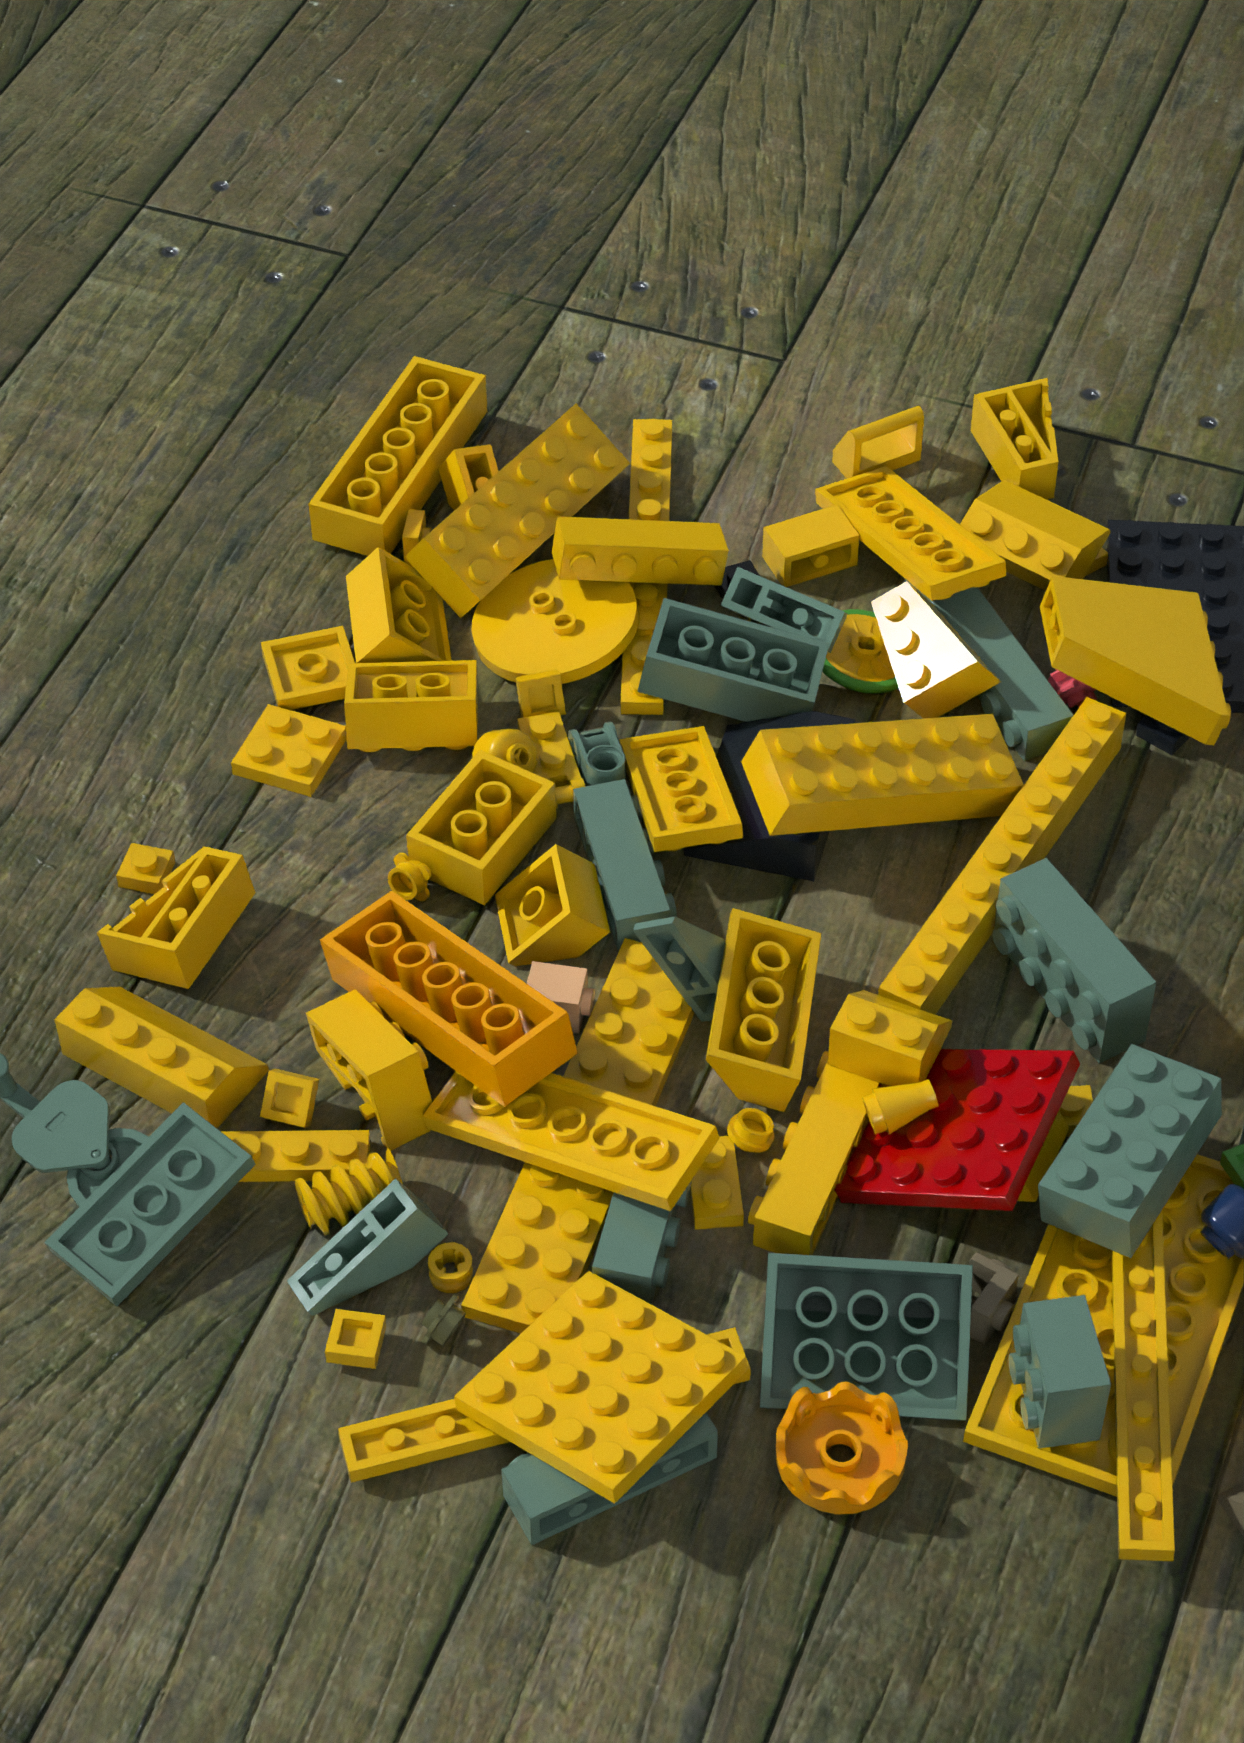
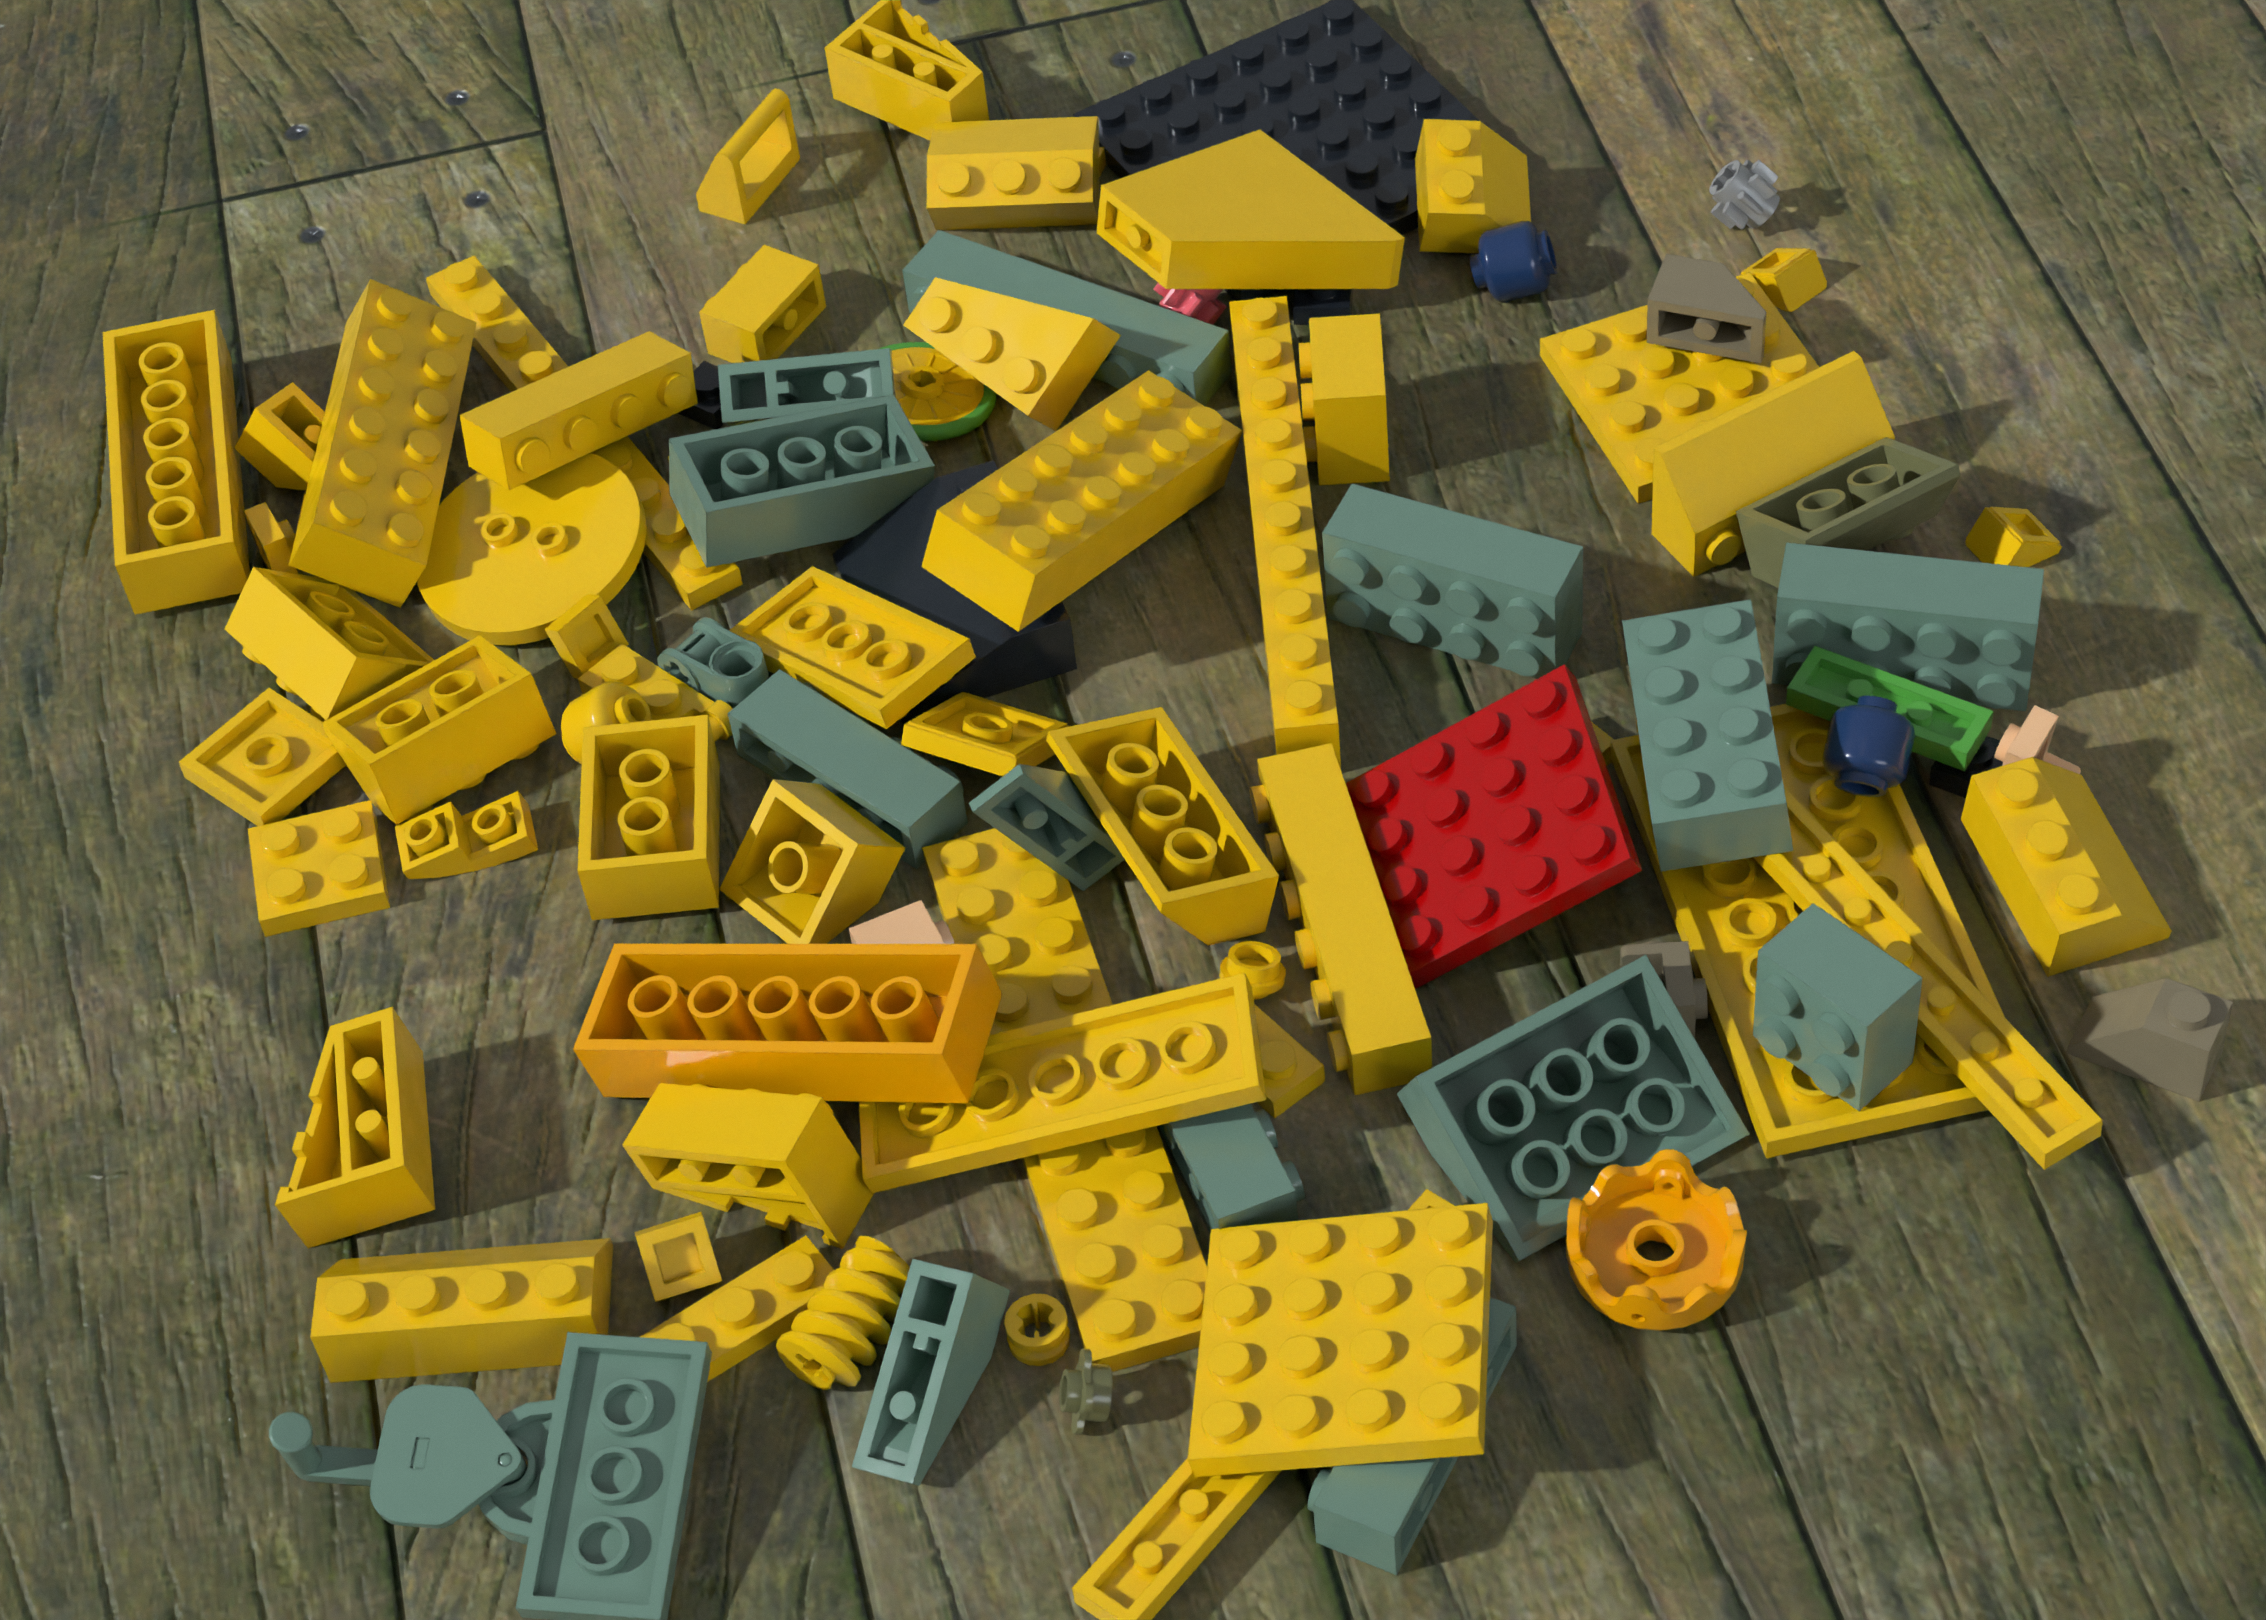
camera: 30 degrees left, 0 degrees up
(145, 868) = (252, 1105): yellow plate -> none
(355, 1338) = (999, 1477): yellow plate -> none
(373, 779) = (455, 844): none -> yellow slope
(409, 878) = (598, 936): yellow plate -> none
(711, 887) = (981, 734): none -> yellow plate
(885, 1039) = (1341, 779): yellow slope -> none
(898, 1105) = (1410, 840): yellow cone -> none
(912, 534) = (882, 230): yellow plate -> none
(1109, 802) = (1345, 399): none -> yellow brick

